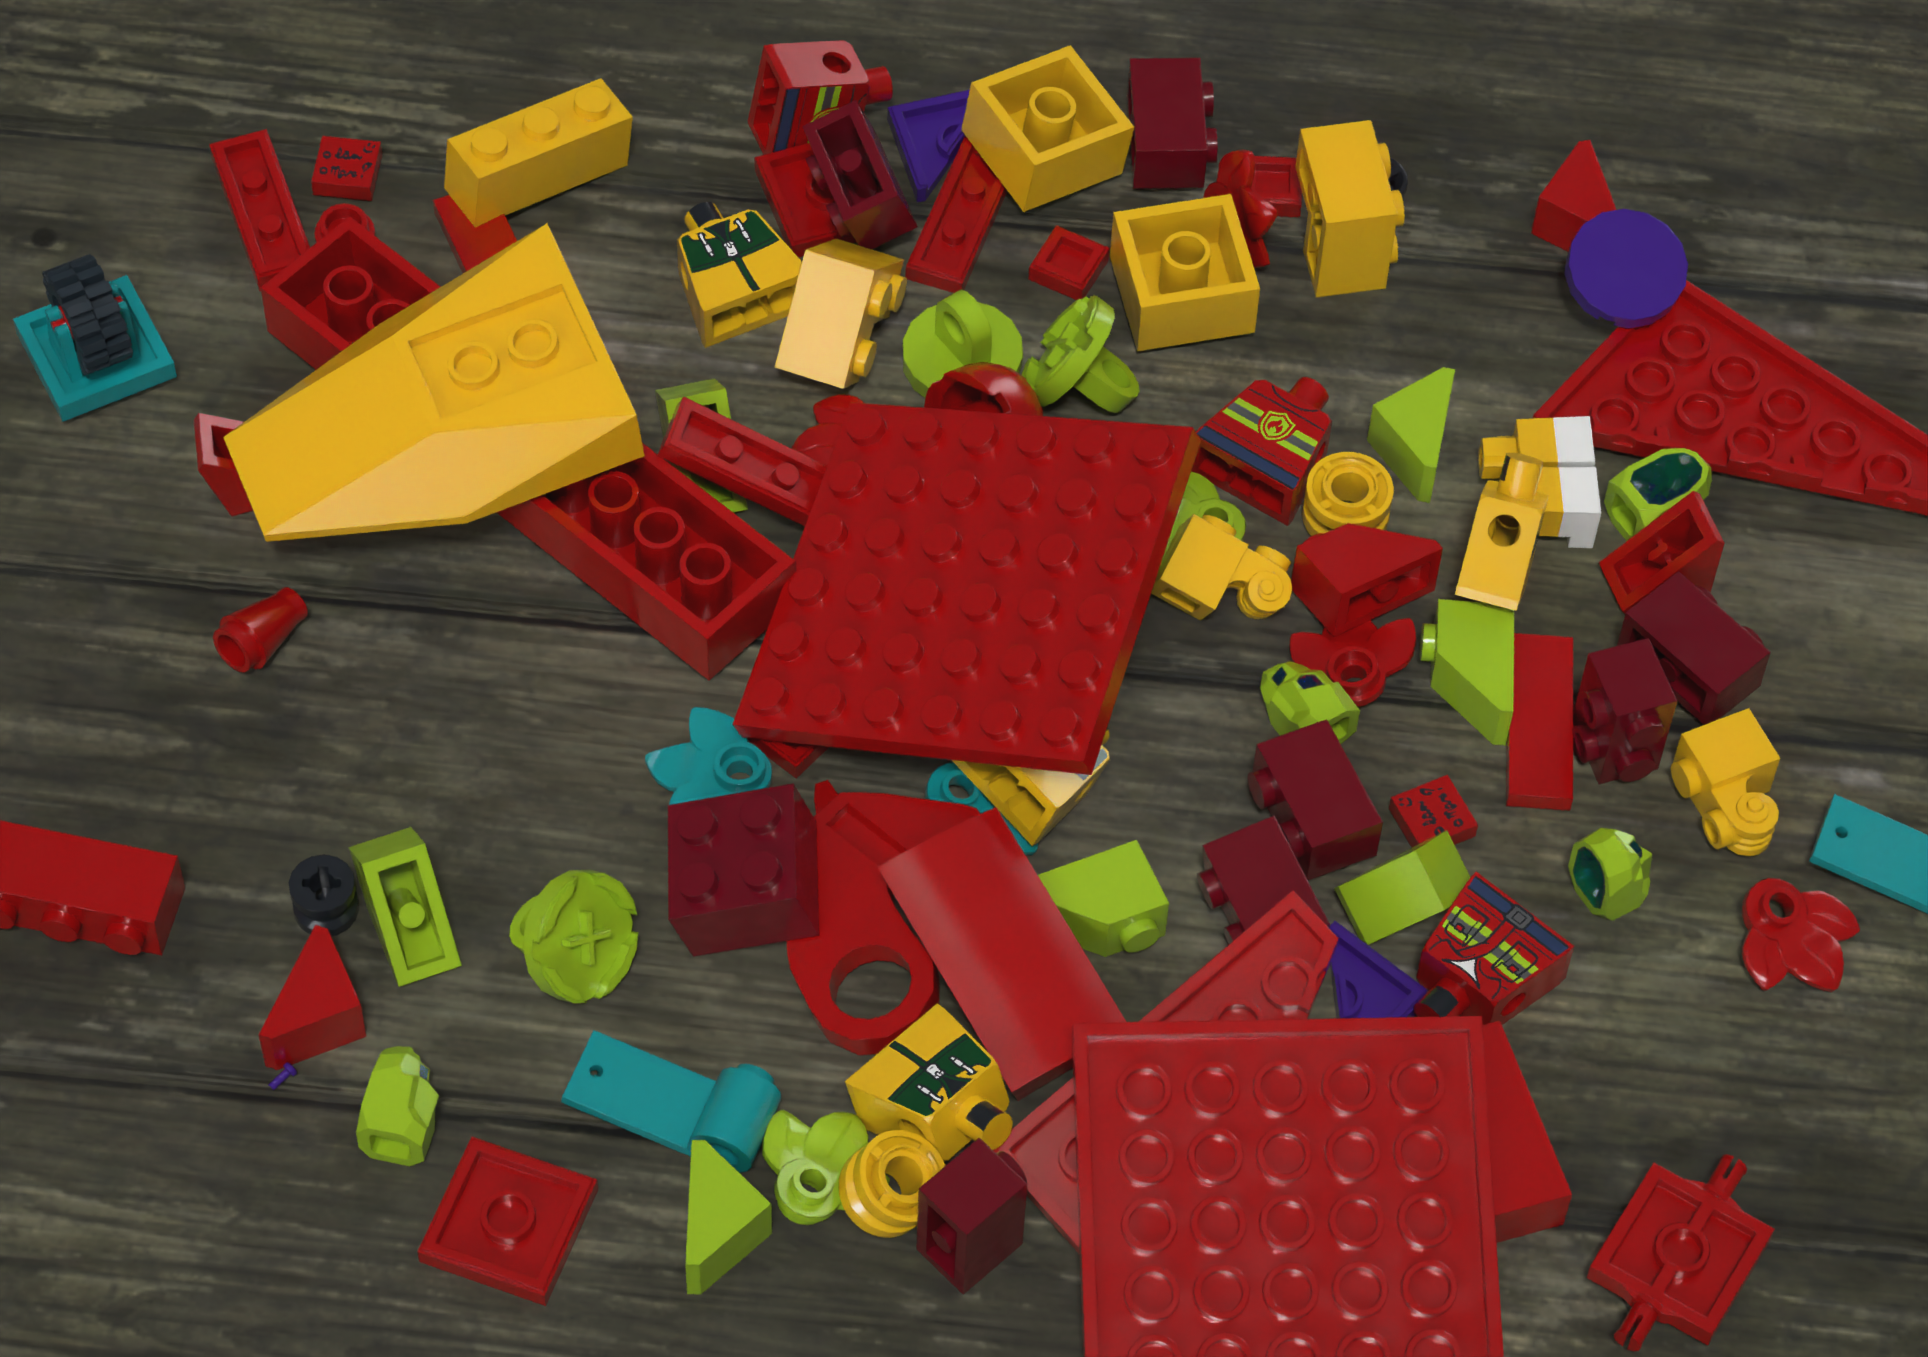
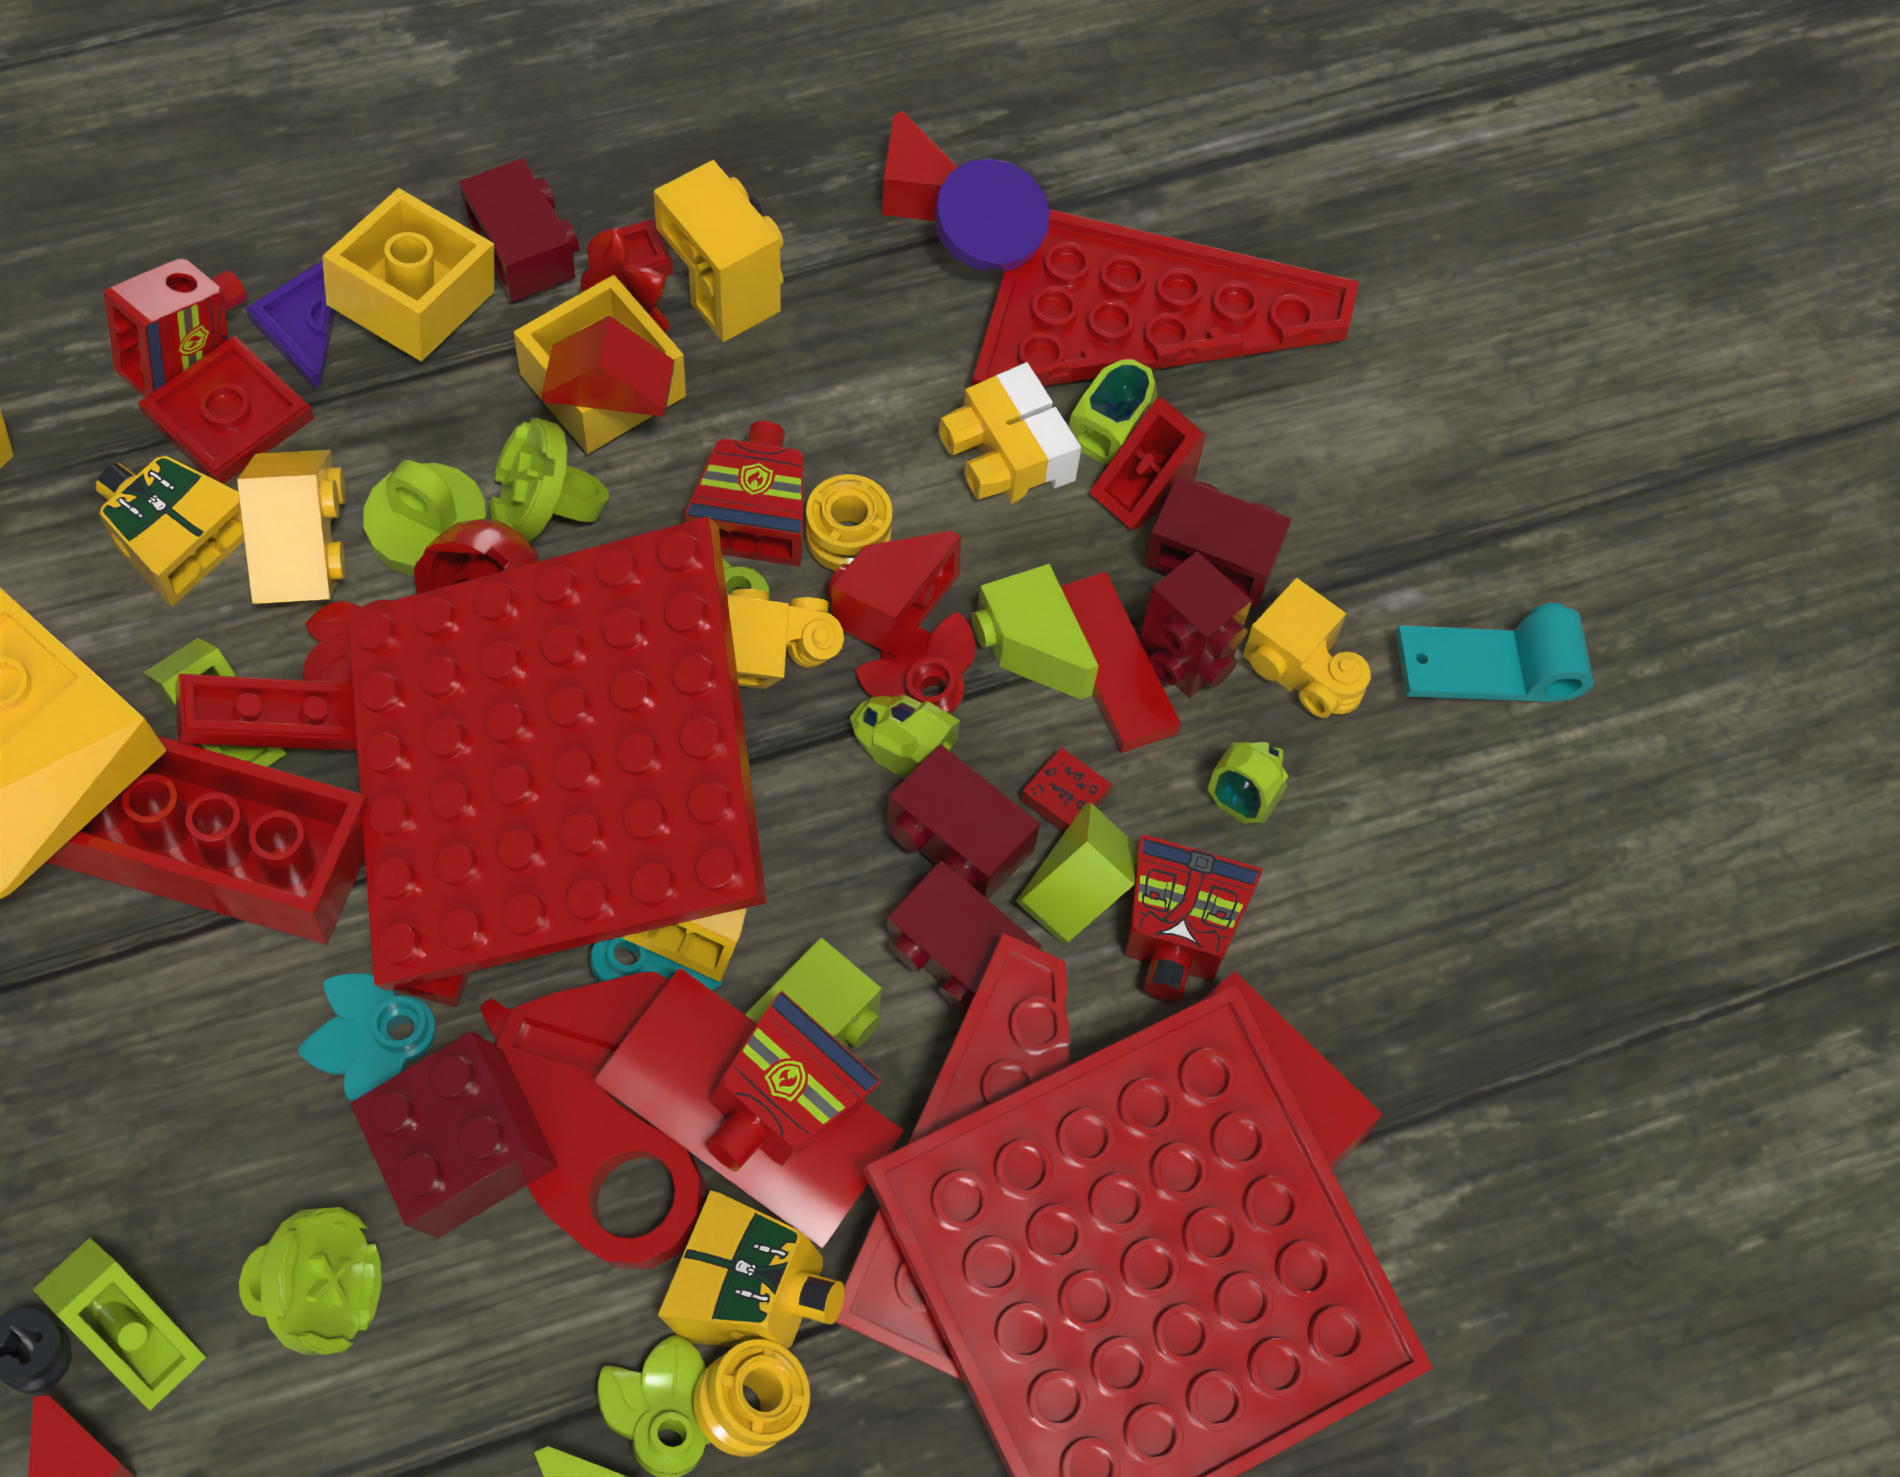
camera: 30 degrees left, 5 degrees up
(674, 1102) = (491, 1407): teal door -> none
(859, 177) = (253, 385): dark red brick -> none
(957, 223) = (362, 395): red tile -> none
(972, 1214) = (848, 1398): dark red brick -> none
(1038, 938) = (785, 1088): none -> red torso
(1068, 263) = (485, 395): red tile -> none
(1182, 277) = (609, 370): none -> red slope
(1369, 983) = (1100, 991): dark purple tile -> none
(1410, 428) = (875, 437): lime slope -> none
(1500, 555) = (1016, 524): yellow torso -> none
(1680, 1253) = (1490, 1121): red plate -> none
(1801, 942) = (1434, 773): red plate -> none

